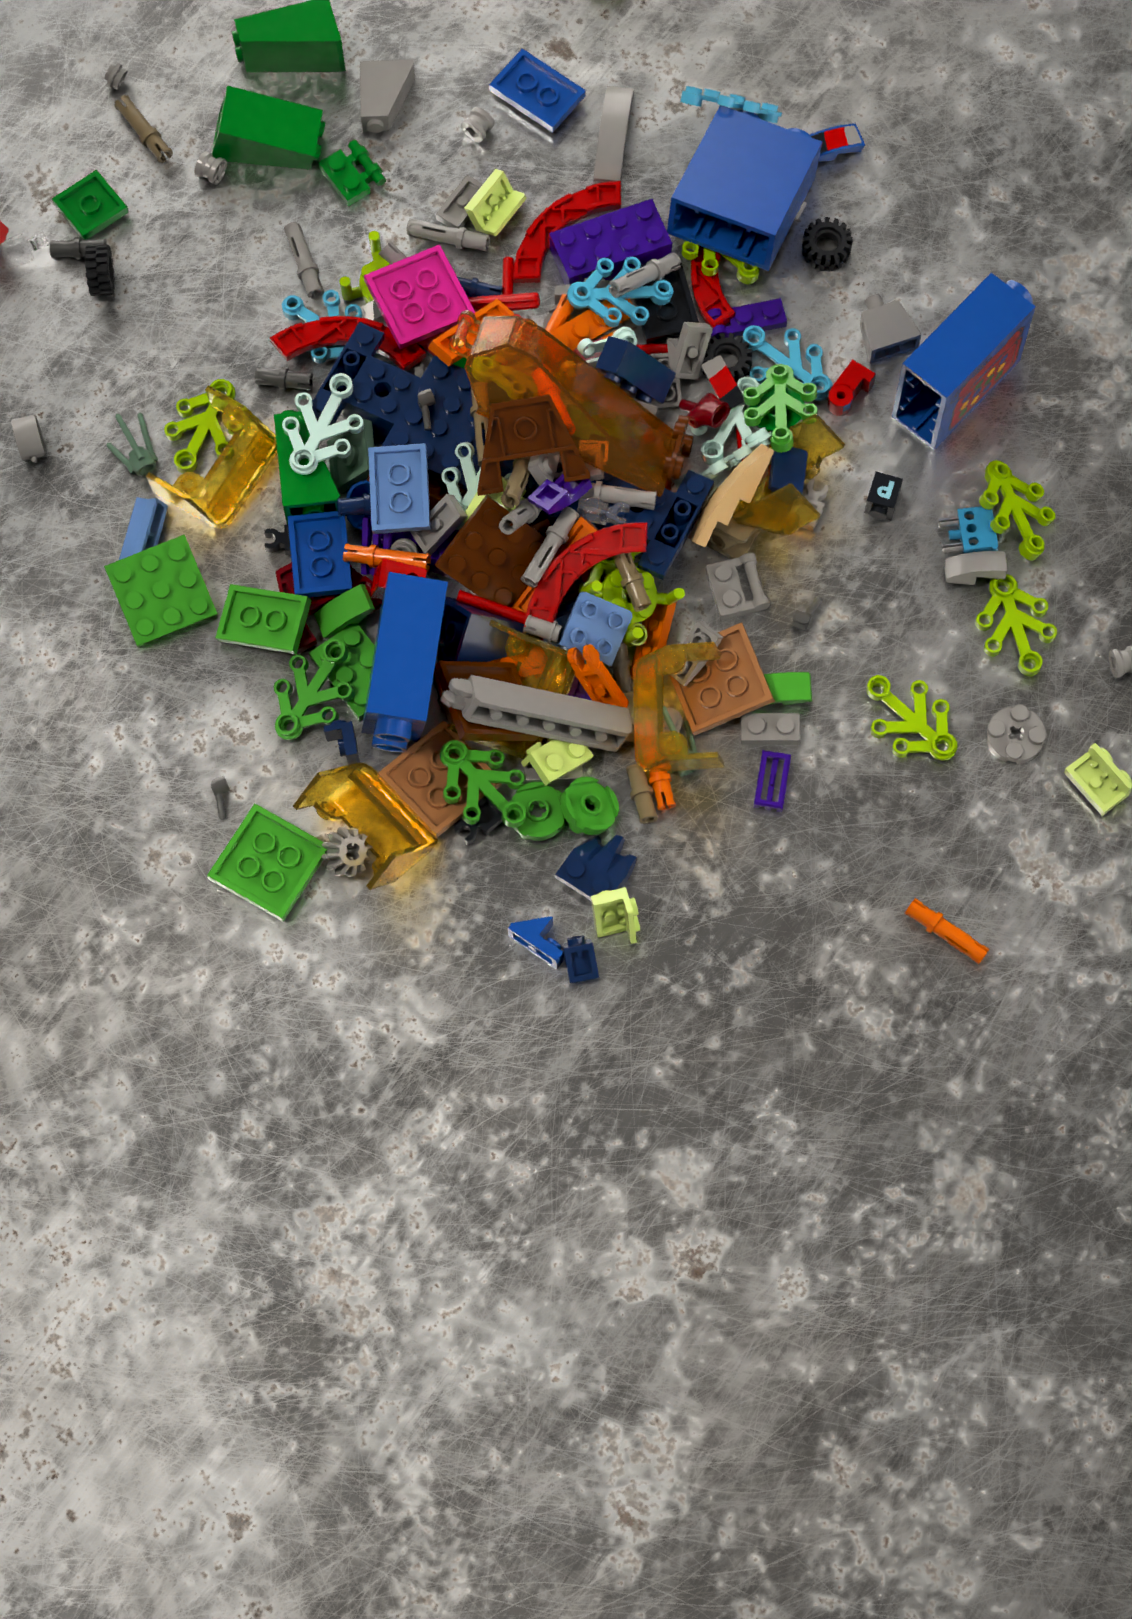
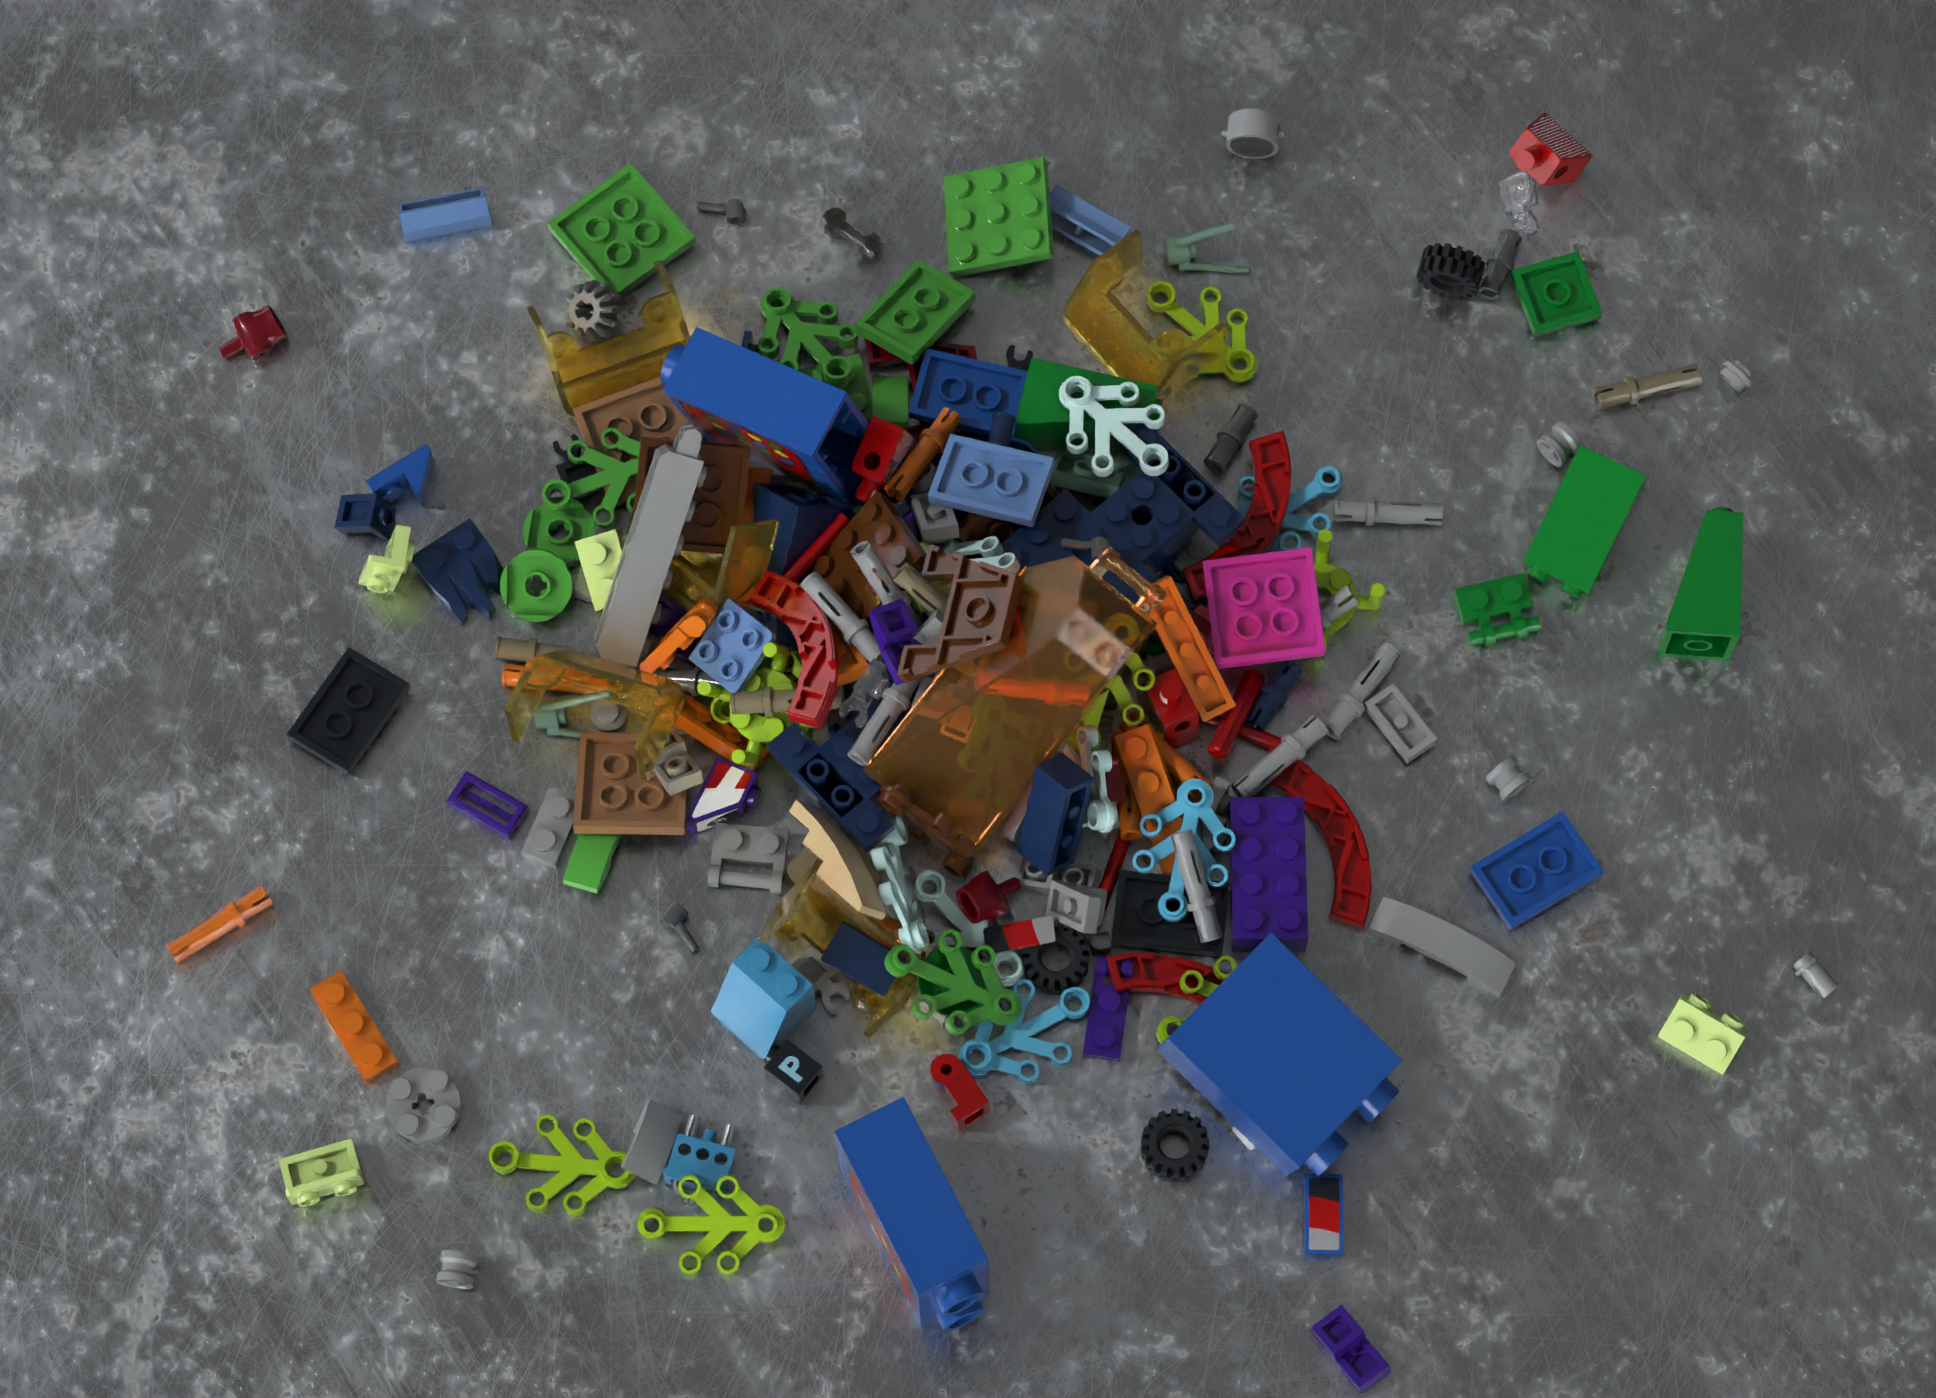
camera: 110 degrees right, 0 degrees up
(204, 705) = (836, 227): none -> clear smoke bar
(304, 1000) = (444, 214): none -> medium blue piece
(383, 91) = (1596, 679): light grey slope -> none
(458, 1107) = (255, 332): none -> dark red piece
(494, 204) = (1379, 755): yellowish green bracket -> none
(512, 259) = (1291, 749): none -> light grey pin
(543, 628) = (753, 585): light grey pin -> none
(693, 96) = (1394, 1136): medium azure plant -> none
(699, 607) = (723, 796): none -> slope
(742, 906) = (348, 711): none -> black plate
(845, 526) = (763, 999): none -> dark azure slope
(887, 329) = (1023, 1168): light grey torso -> none
(913, 721) = (490, 994): lime plant -> none
(916, 100) = (1351, 1349): none -> dark purple slope
(979, 806) = (354, 1027): none -> orange plate

